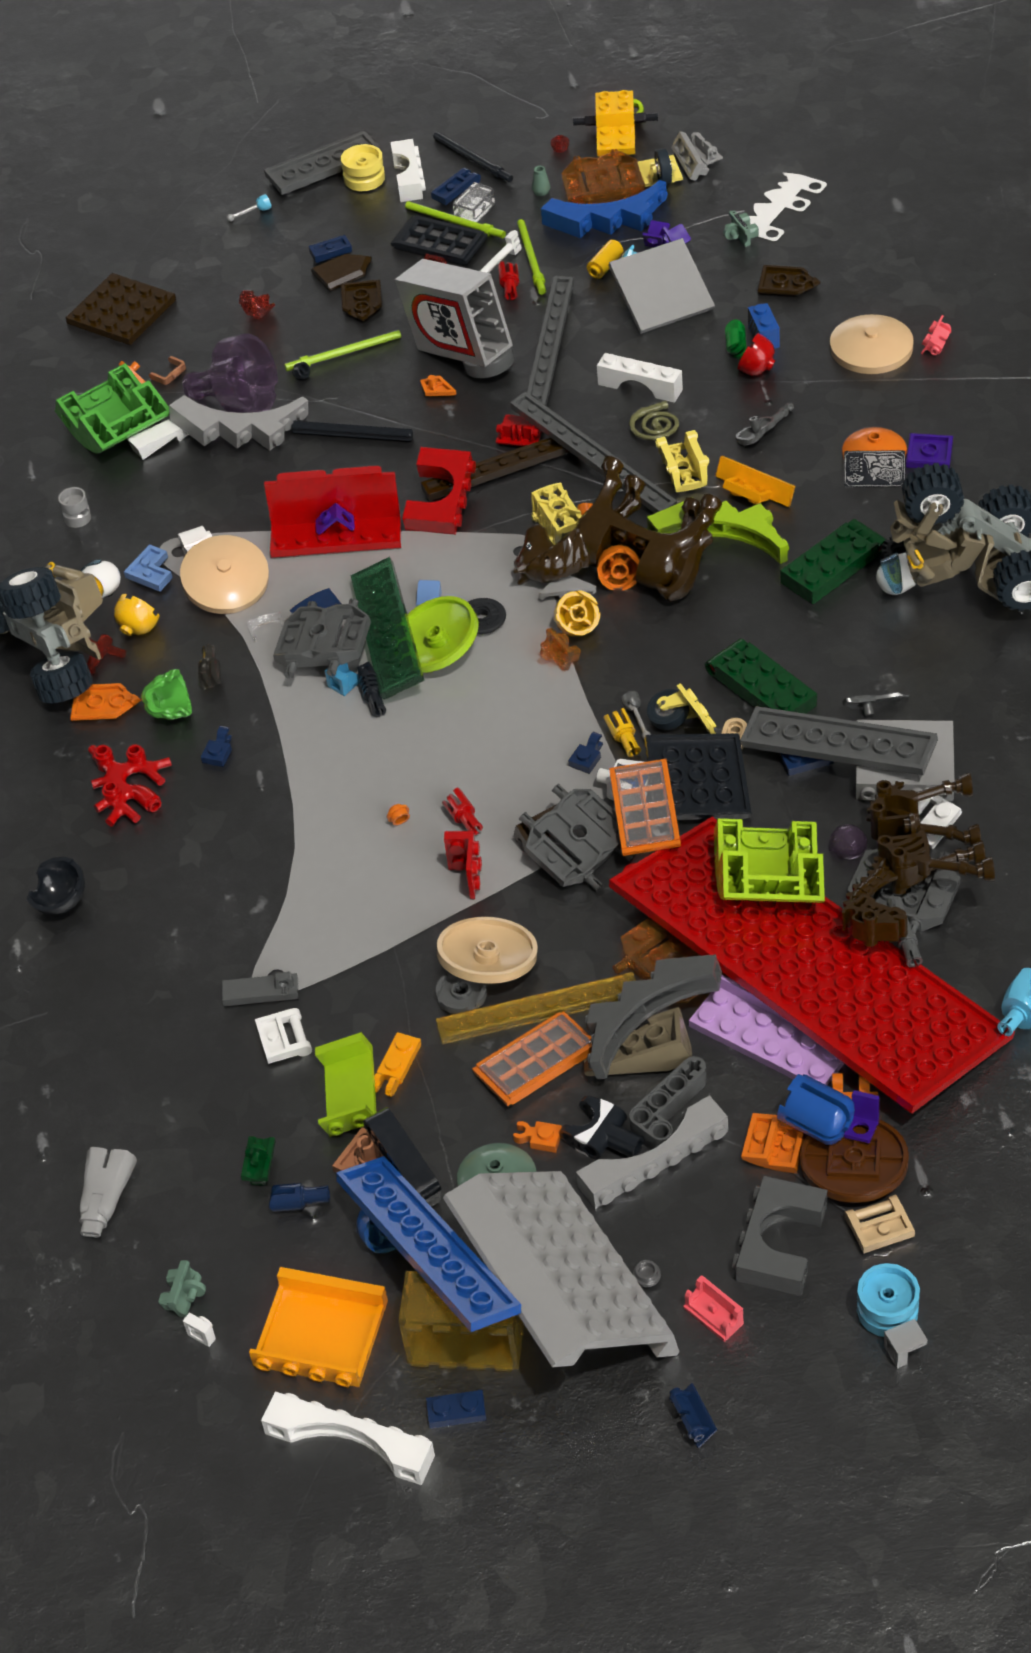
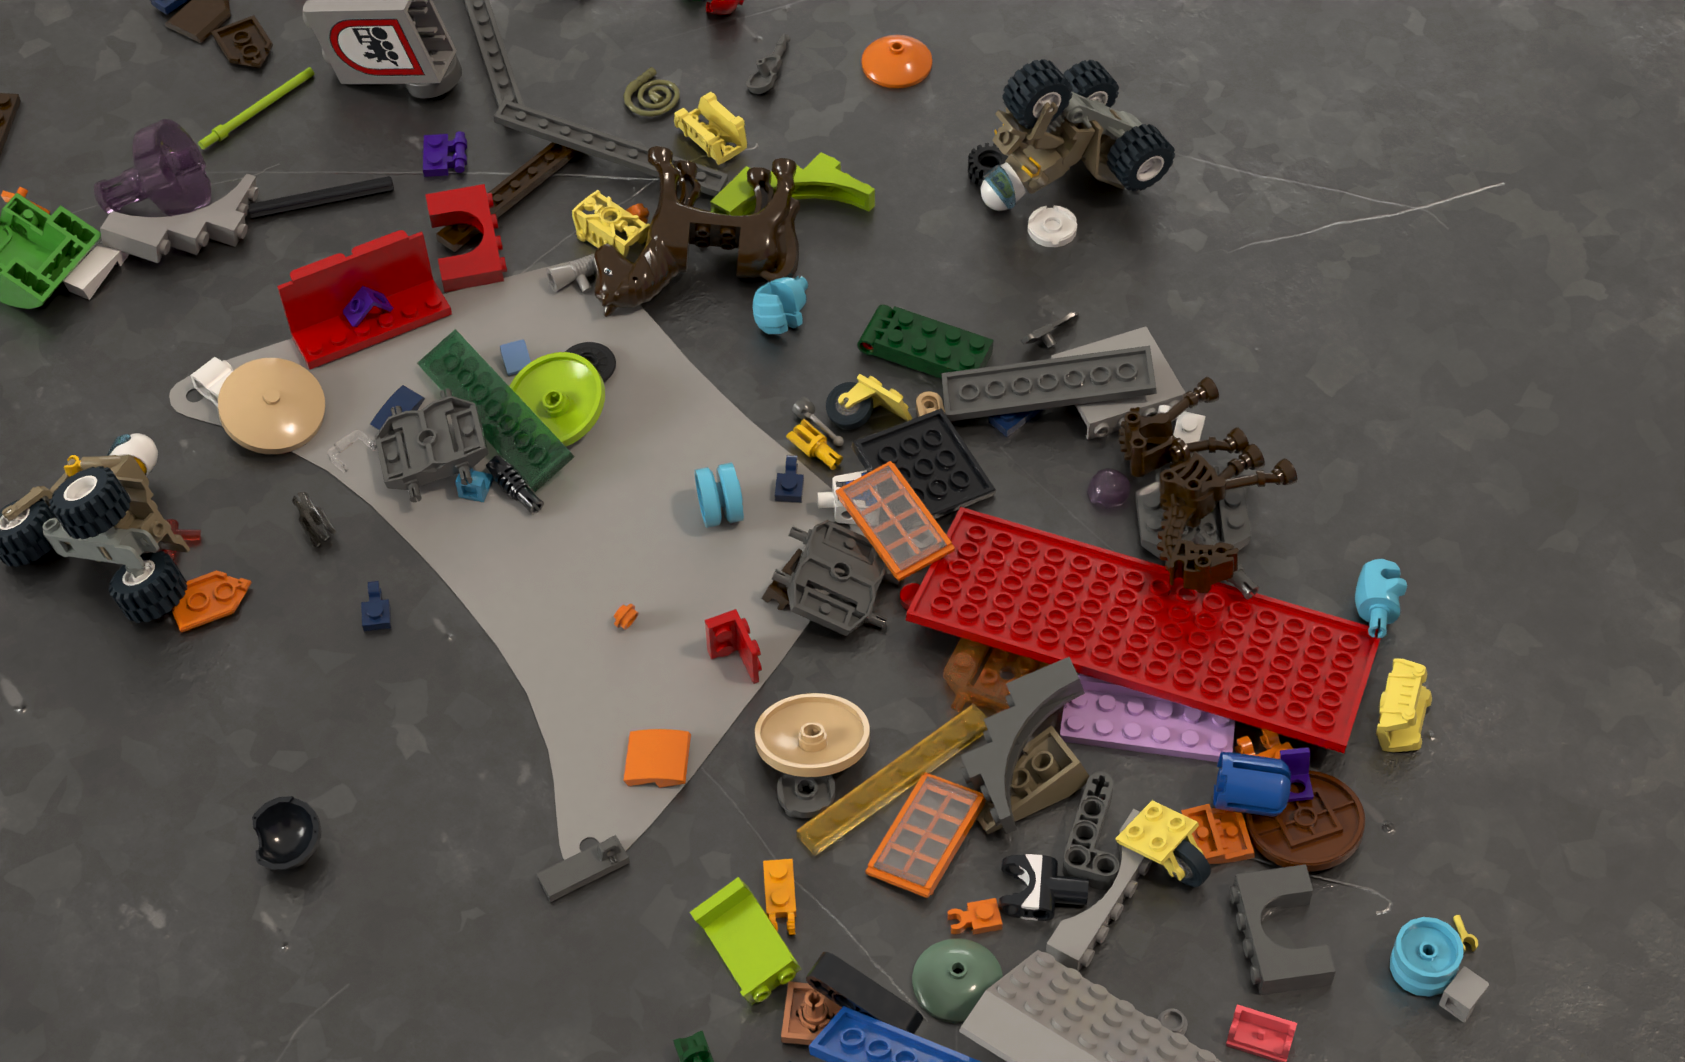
camera: 30 degrees left, 5 degrees up
(74, 507) = (44, 380): light grey wheel -> none
(117, 790) = (288, 697): red plant -> none
(134, 616) = (192, 487): yellow cylinder -> none
(147, 569) = (170, 428): medium blue plate -> none
(167, 696) = (287, 569): bright green hair -> none
(173, 374) = (69, 191): nougat piece -> none
(255, 305) = (124, 83): clear red hair -> none
(275, 1039) = (633, 917): white plate -> none
(301, 370) = (222, 144): black hinge -> none
(361, 927) = (657, 757): none -> orange slope
(436, 386) = (388, 120): orange piece -> none
(462, 811) = (697, 591): red arm -> none
(463, 423) = (436, 154): none -> dark purple plate
(501, 542) = (575, 270): none -> light grey piece
(517, 431) = (510, 145): red hinge -> none
(518, 743) = (721, 494): none -> medium azure wheel
(557, 648) = (695, 376): clear orange hips -> none
(565, 586) = (663, 304): light grey tile -> none
(576, 613) = (696, 330): yellow cylinder -> none
(618, 567) = (710, 265): orange cylinder -> none
(657, 613) = (779, 304): none -> medium azure piece
(661, 380) = (636, 45): white arch -> none
(719, 1124) = (1168, 840): none -> light yellow plate
(753, 484) = (796, 132): light orange bracket -> none
(768, 862) = (1058, 539): lime slope -> none
(832, 561) = (924, 192): dark green hinge -> none
(874, 468) = (910, 81): black sticker -> none
(883, 1229) = (1373, 885): tan plate -> none
(927, 619) = (1052, 226): none -> white tile
(928, 450) = (953, 47): dark purple tile -> none
(937, 1299) = (1465, 937): none -> light yellow hand
(991, 1098) = (1403, 707): none -> light yellow piece

